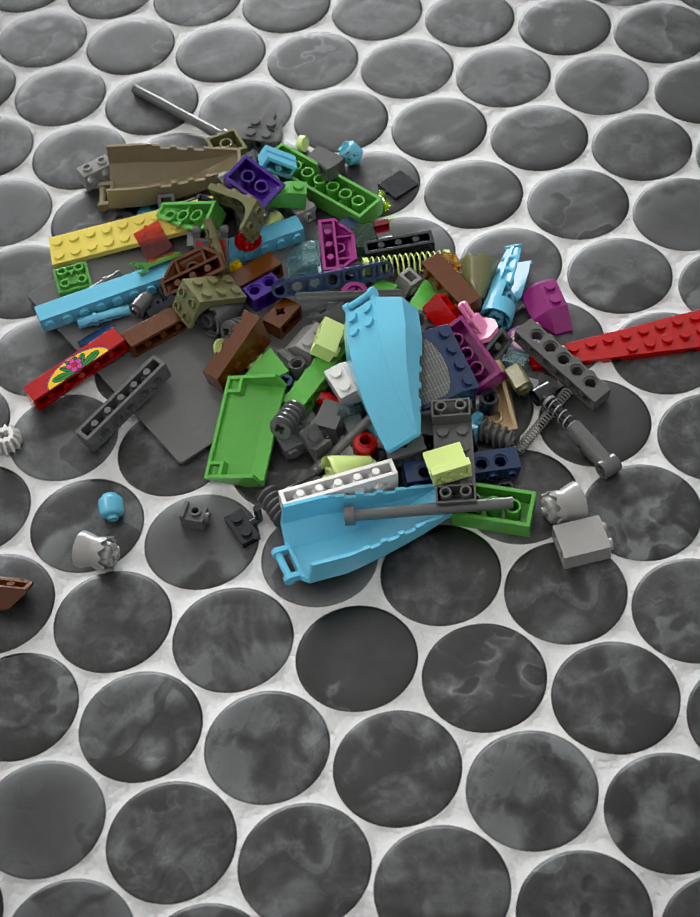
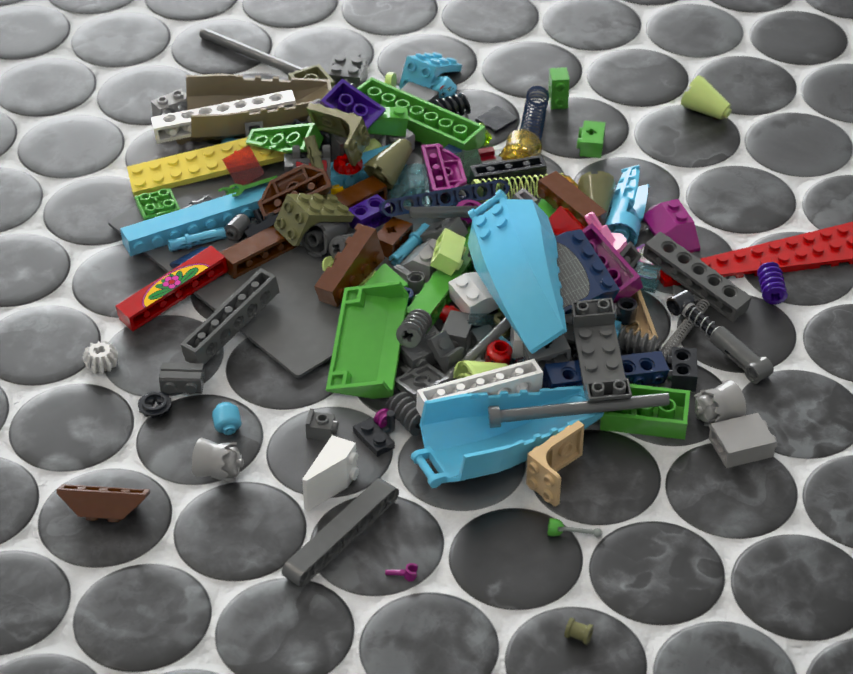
camera: 10 degrees left, 10 degrees down
(45, 484) = (148, 400): none -> black gear
(76, 463) = (182, 378): none -> dark grey brick
(94, 195) = (178, 124): none -> white brick
(195, 568) = (330, 472): none -> white slope
(199, 628) = (340, 532): none -> dark grey beam
(248, 509) = (381, 418): none -> magenta bush
(258, 666) = (409, 572): none -> magenta hand
(277, 161) = (374, 89): medium azure brick -> none
(286, 239) = (389, 162): none -> olive cone
(291, 471) = (419, 378): none -> dark grey plate
(296, 326) = (408, 246): none -> medium azure pin
(327, 168) = (425, 98): dark grey slope -> none
(335, 130) = (426, 68): none -> medium azure bracket
(356, 172) = (454, 103): none -> black piece
(397, 629) = (556, 528): none -> hinge
(398, 558) = (551, 457): none -> tan bracket
(402, 738) = (579, 631): none -> olive bush
(413, 219) = (521, 144): none -> clear yellow hat
(417, 207) = (535, 108): none -> dark blue piece
(447, 464) = (596, 362): yellowish green bracket -> none
(458, 153) = (558, 88): none -> bright green brick
(484, 209) = (591, 139): none -> bright green brick
(518, 379) = (654, 289): olive brick -> none
(536, 459) = (683, 368): none -> black brick
(599, 166) = (705, 99): none -> yellowish green cone
(634, 371) = (772, 283): none -> dark purple piece

